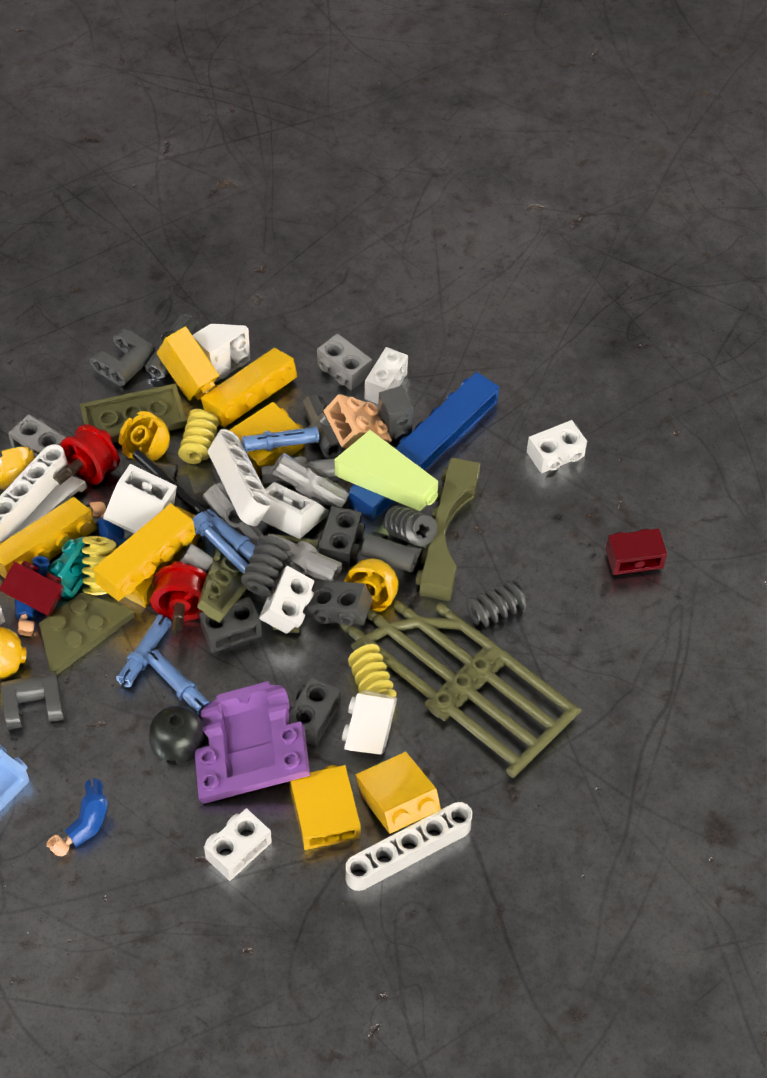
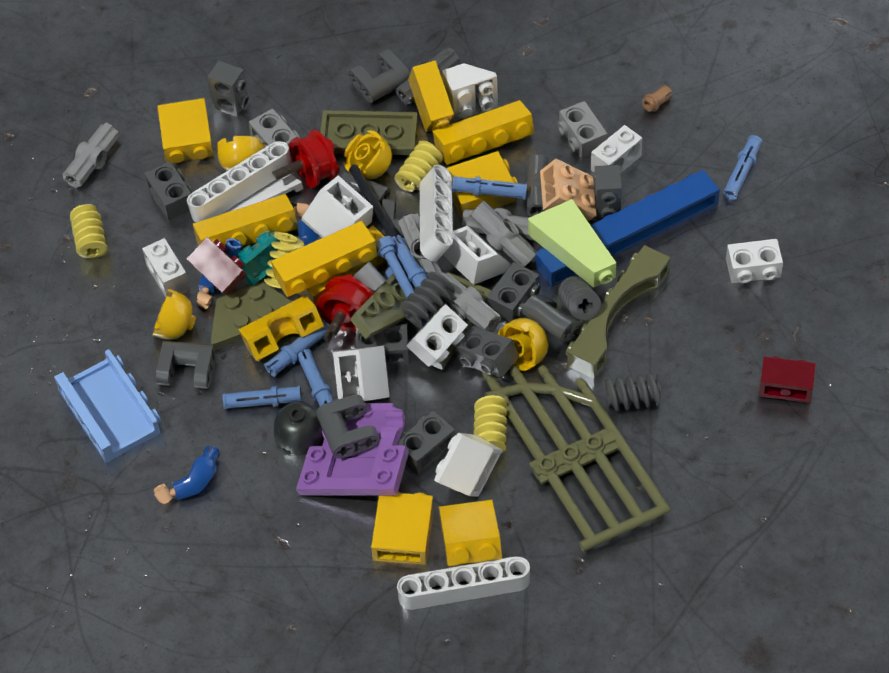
camera: 25 degrees right, 0 degrees up
(134, 619) = (294, 318): none -> yellow arch
(156, 699) = (293, 395): none -> medium blue pin
(214, 717) = (340, 440): none -> dark grey connector
(221, 661) = (361, 373): none -> white slope
(243, 848) = (317, 542): white brick -> none
(399, 319) = (652, 101): none -> medium nougat pin
(508, 353) = (752, 147): none -> medium blue pin

